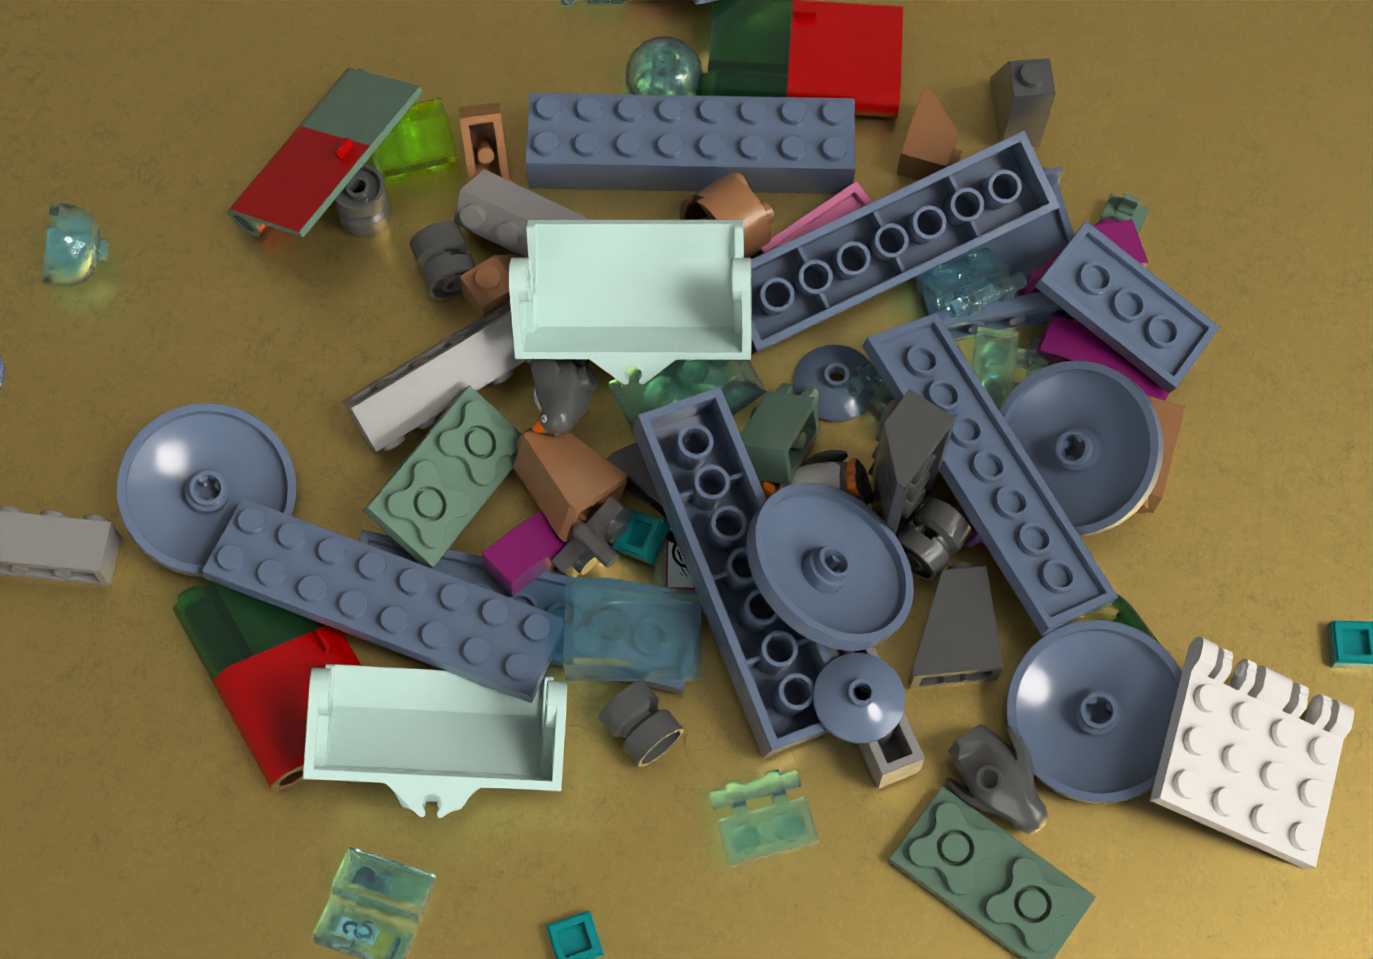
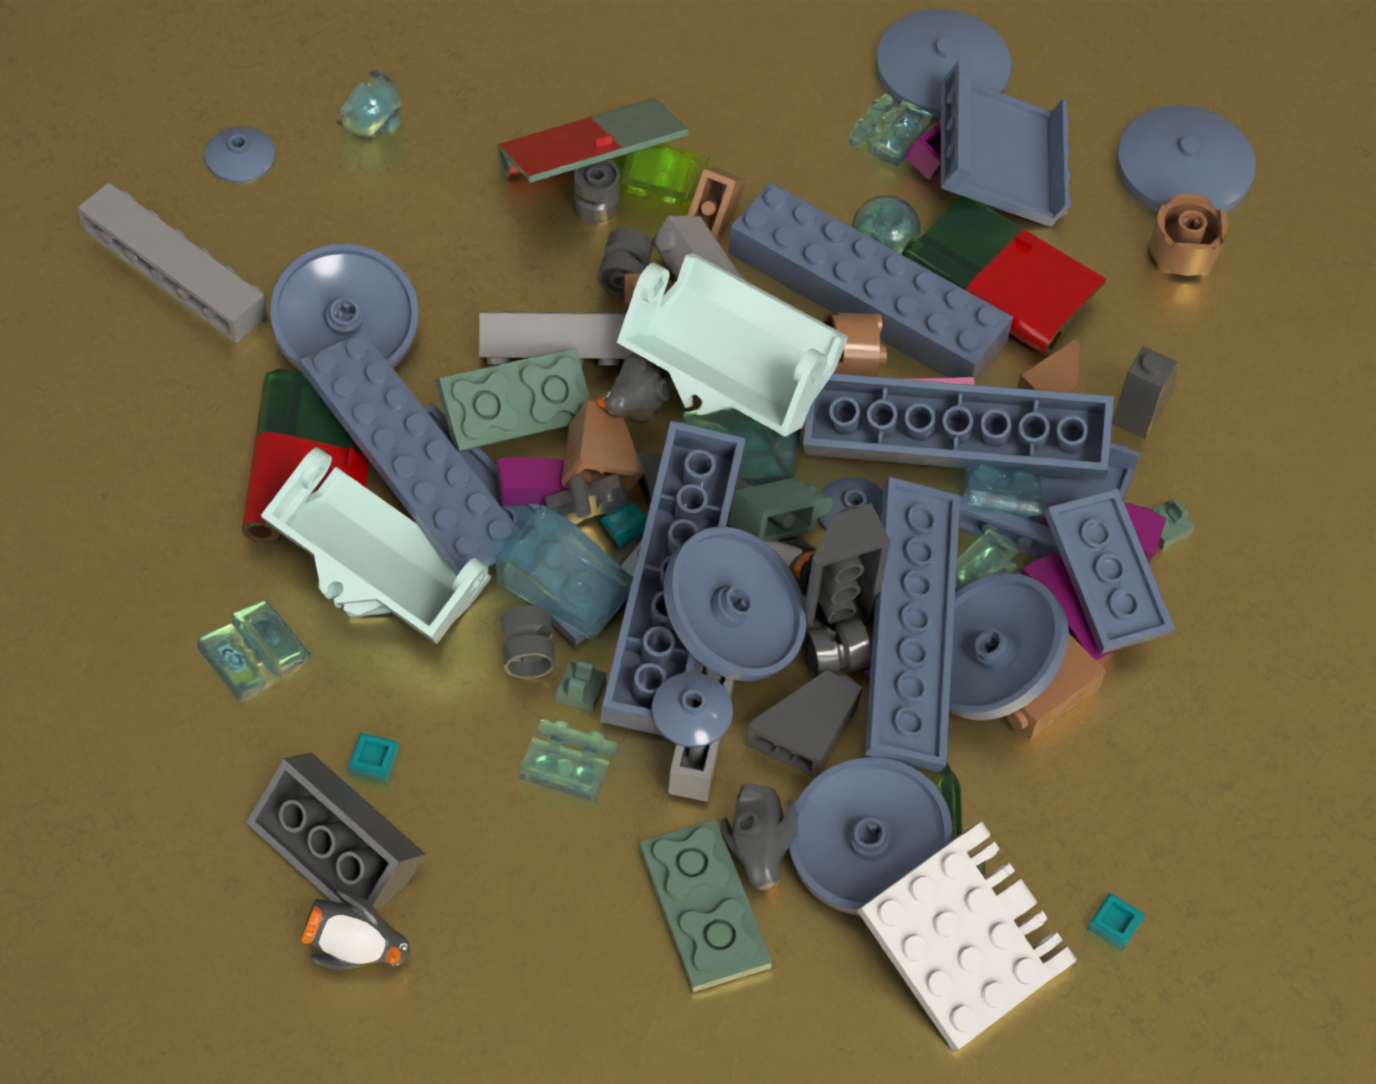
camera: 30 degrees right, 10 degrees down
(718, 733) = (581, 686): none -> sand green tile

